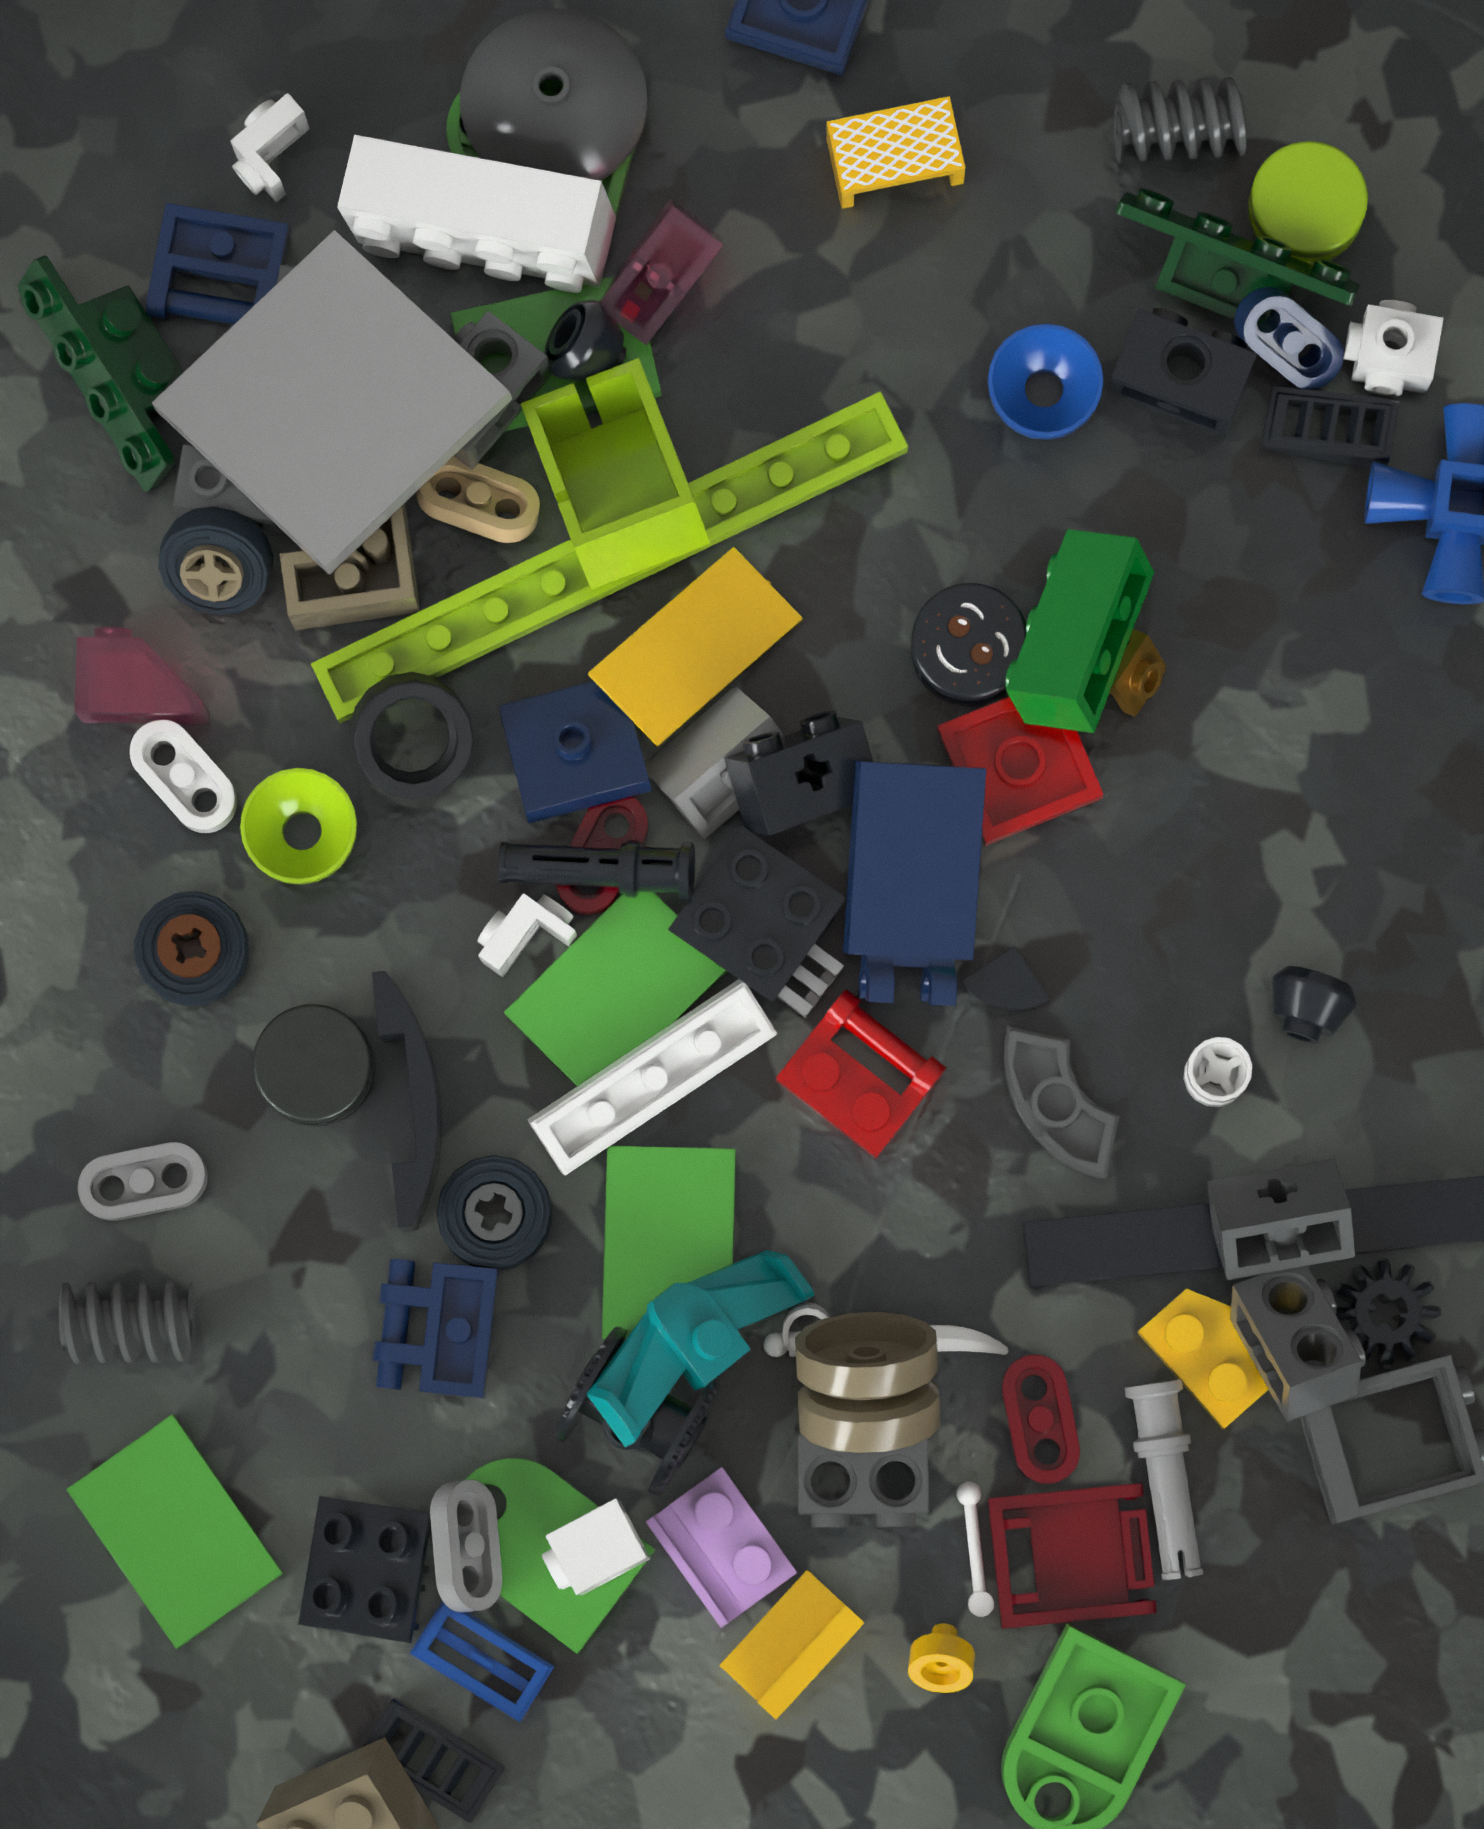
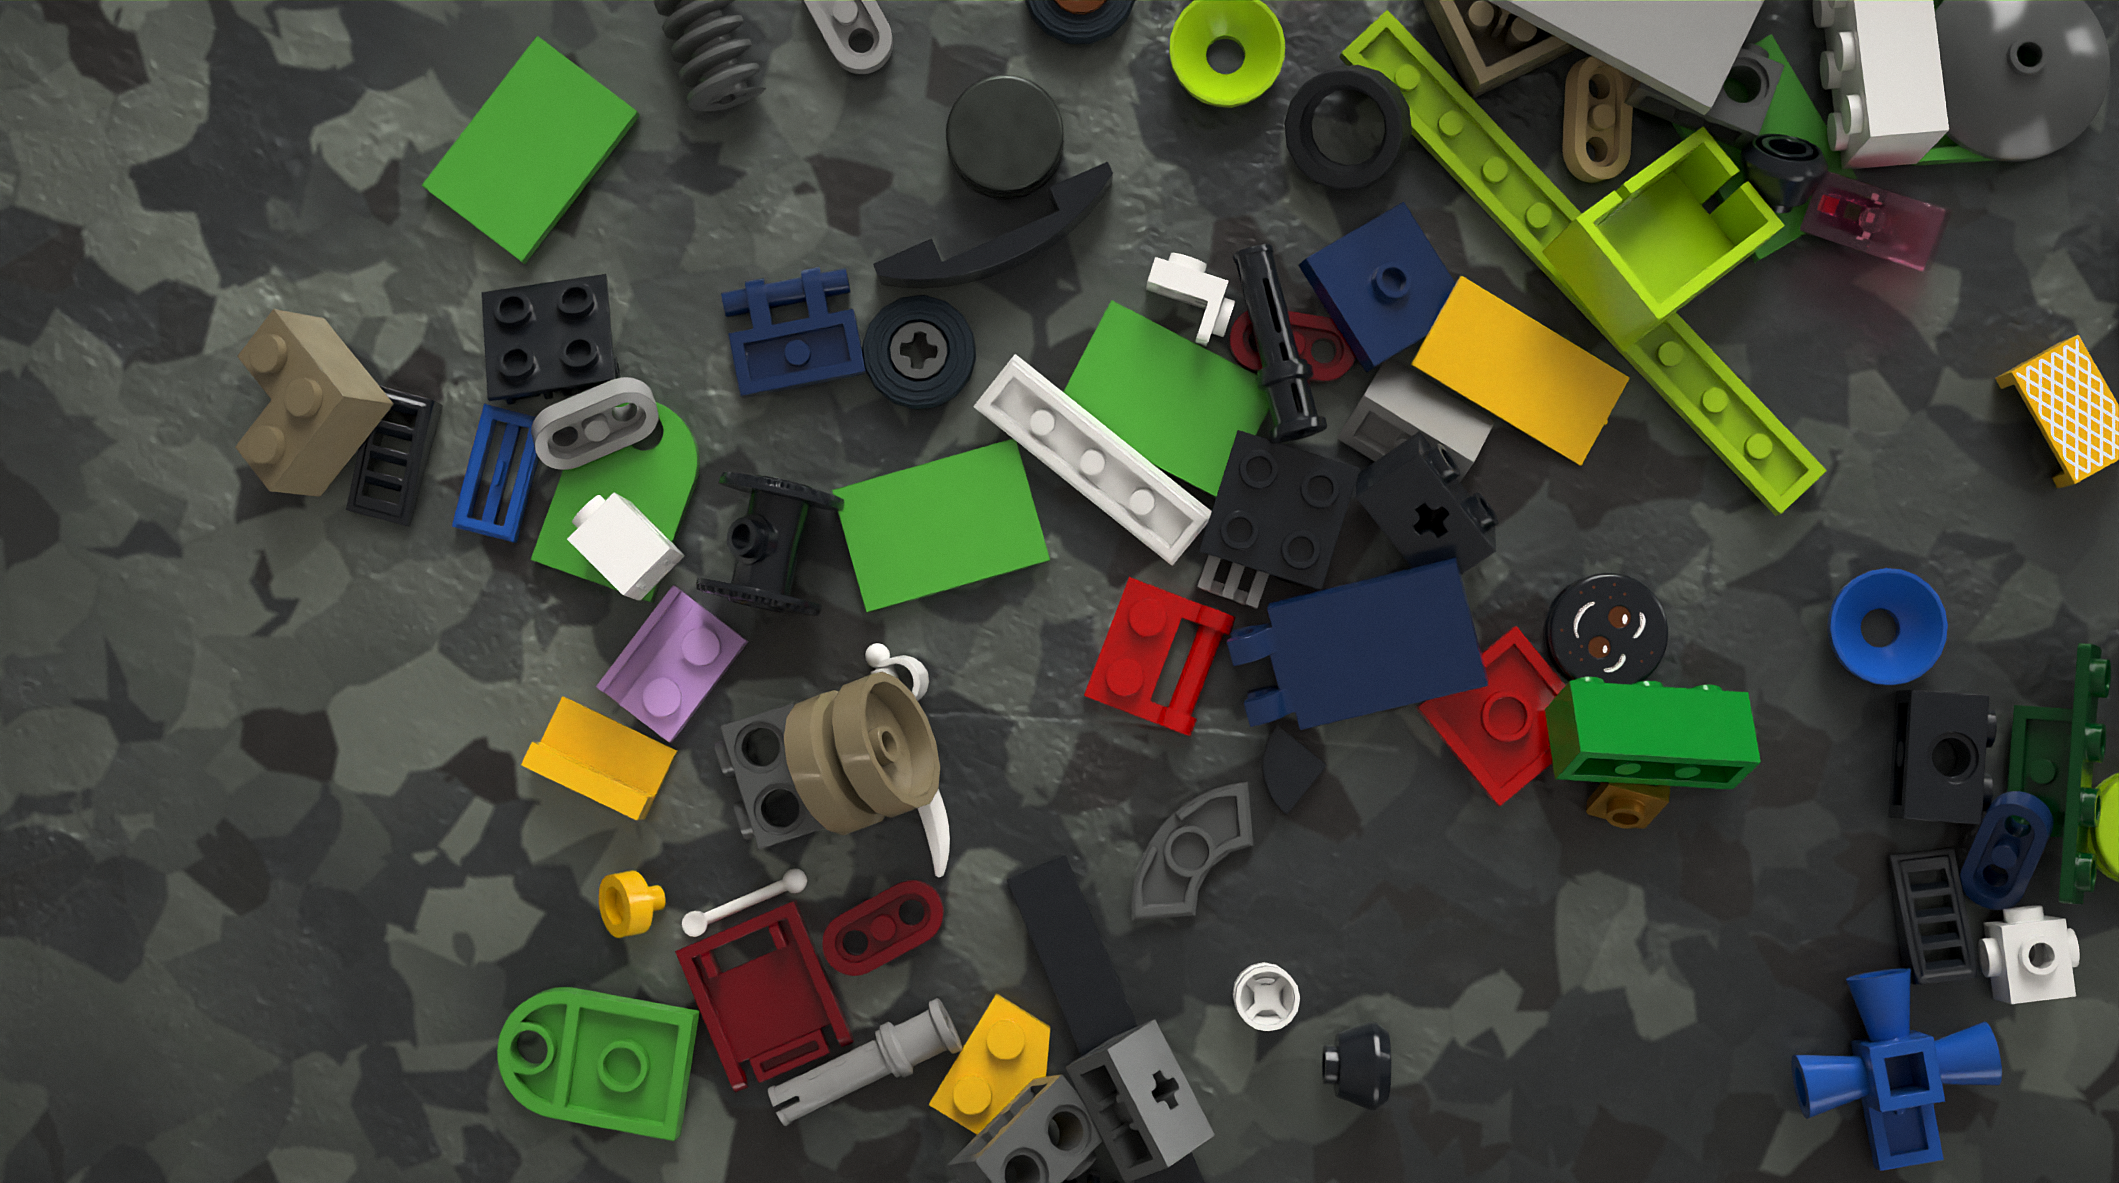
camera: 70 degrees right, 5 degrees up
(692, 1334) = (855, 572): teal plate -> none

